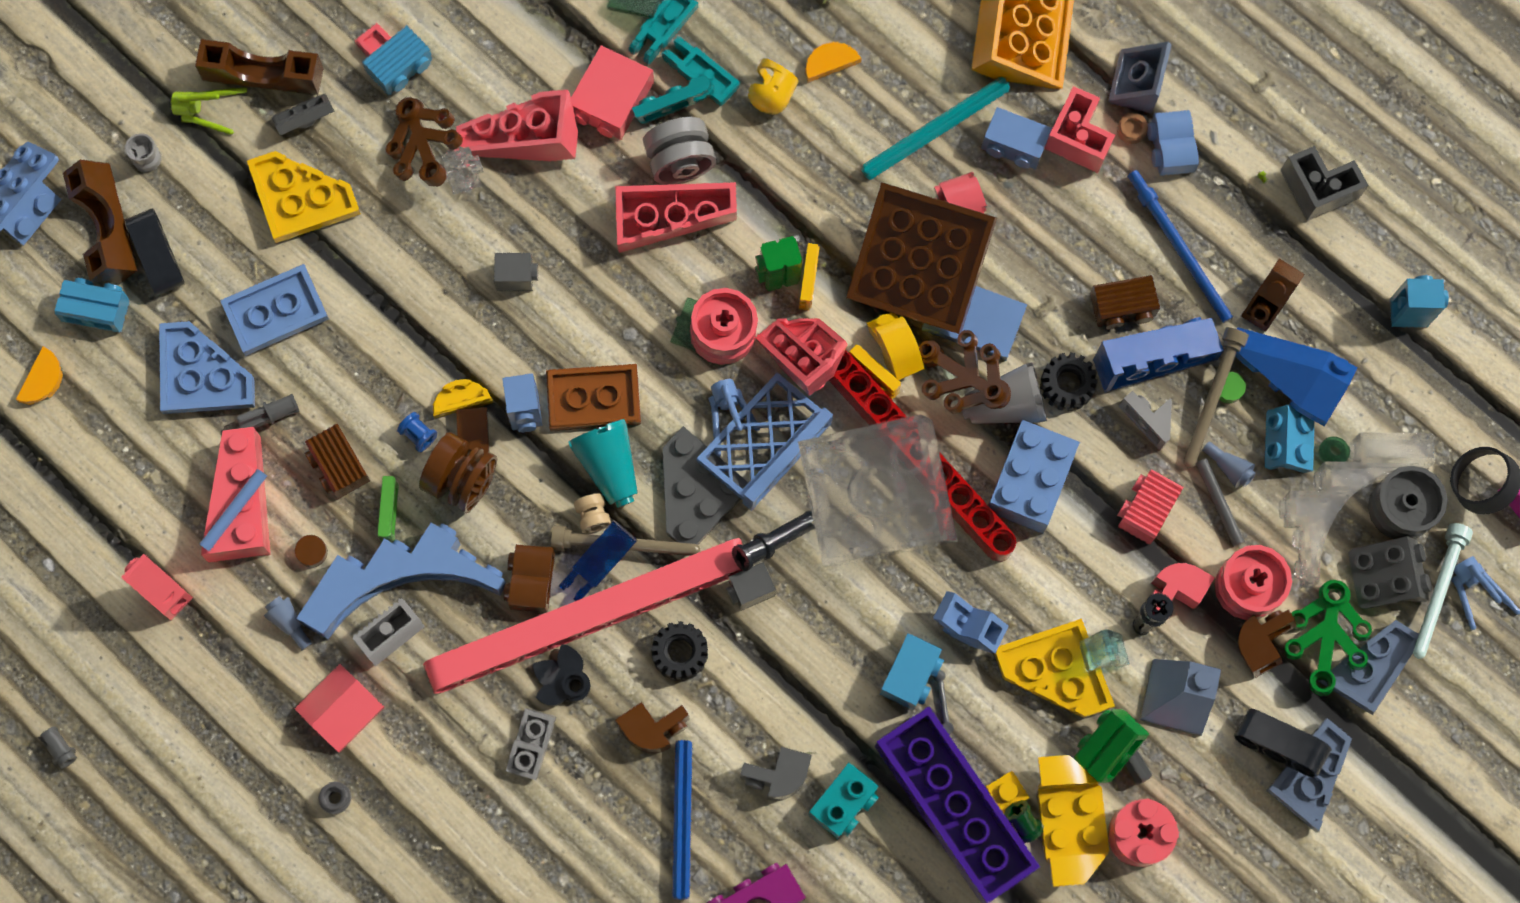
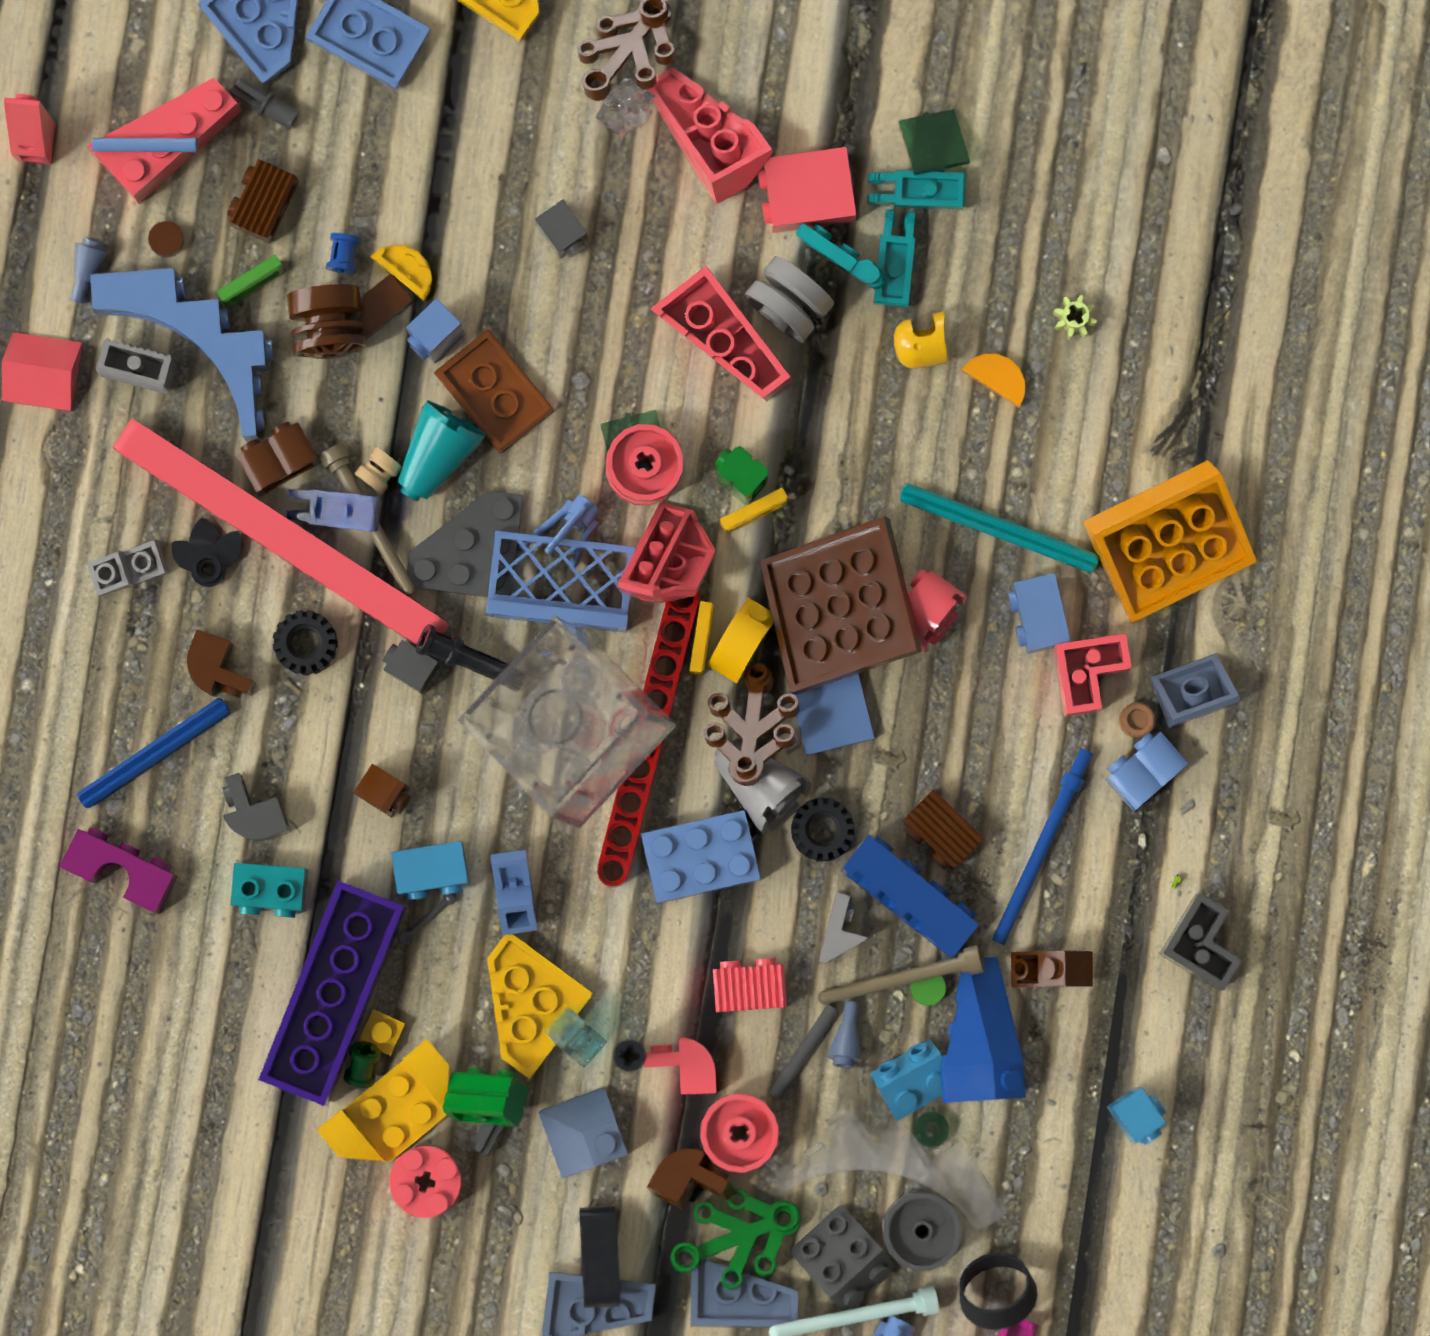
camera: 60 degrees right, 10 degrees up
(830, 666) = (383, 791): none -> reddish brown slope

